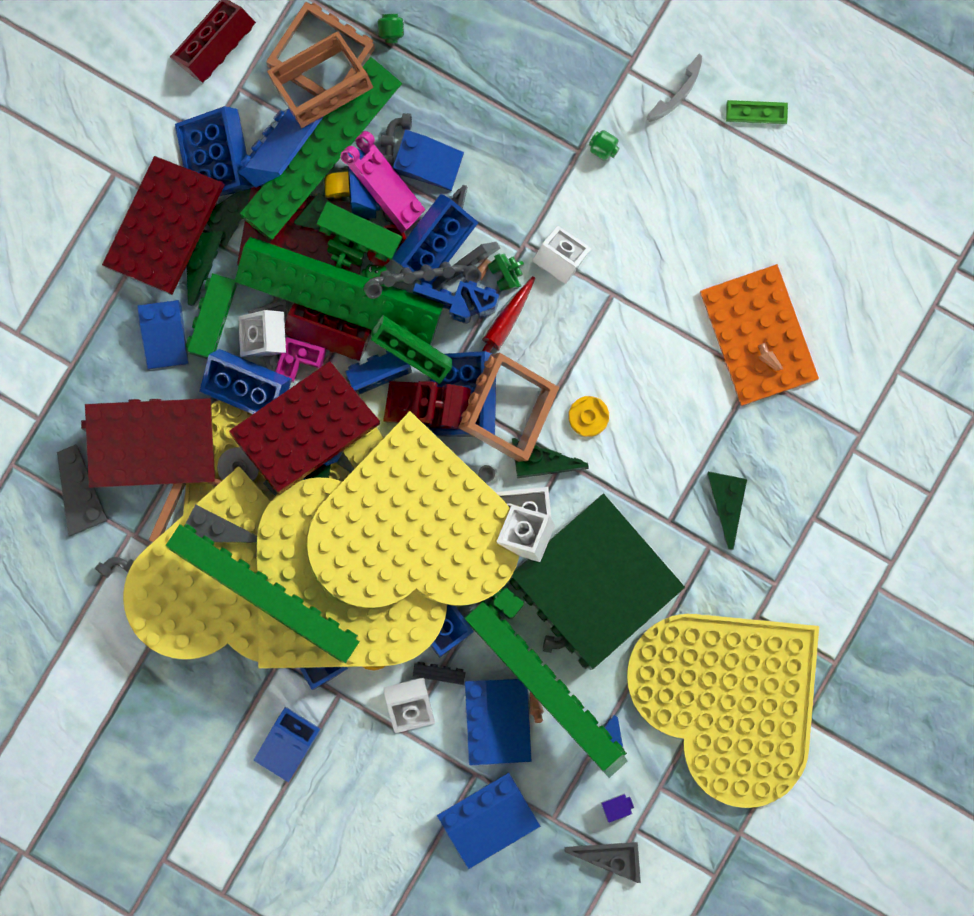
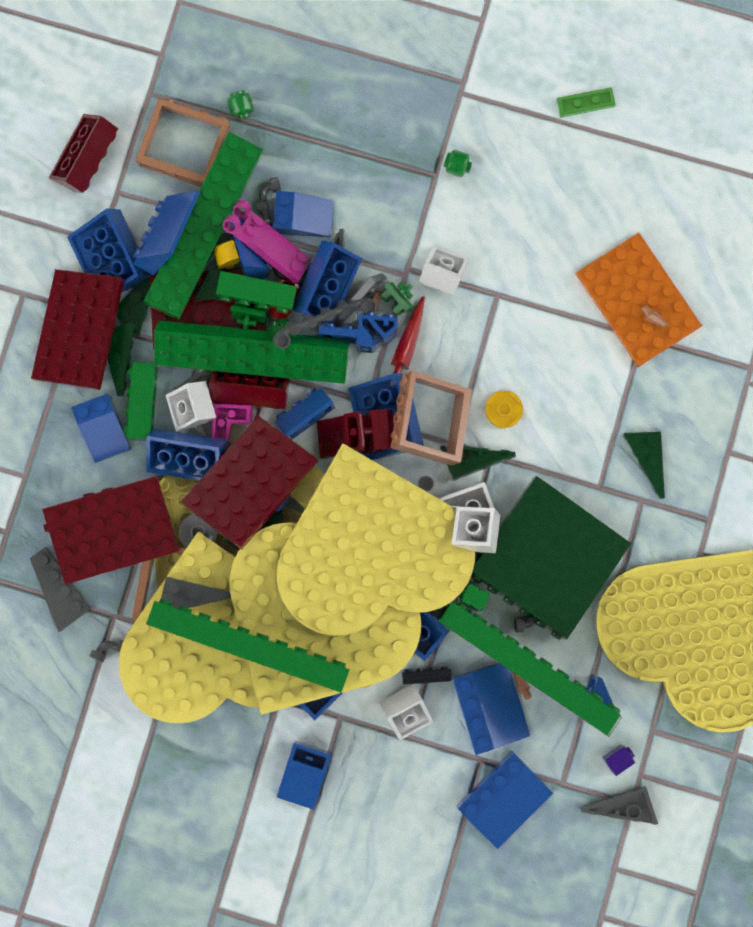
camera: 10 degrees left, 0 degrees up
(331, 98) = (202, 175): nougat window -> none
(411, 349) = (330, 387): green brick -> none
(661, 108) = (502, 118): light grey slope -> none

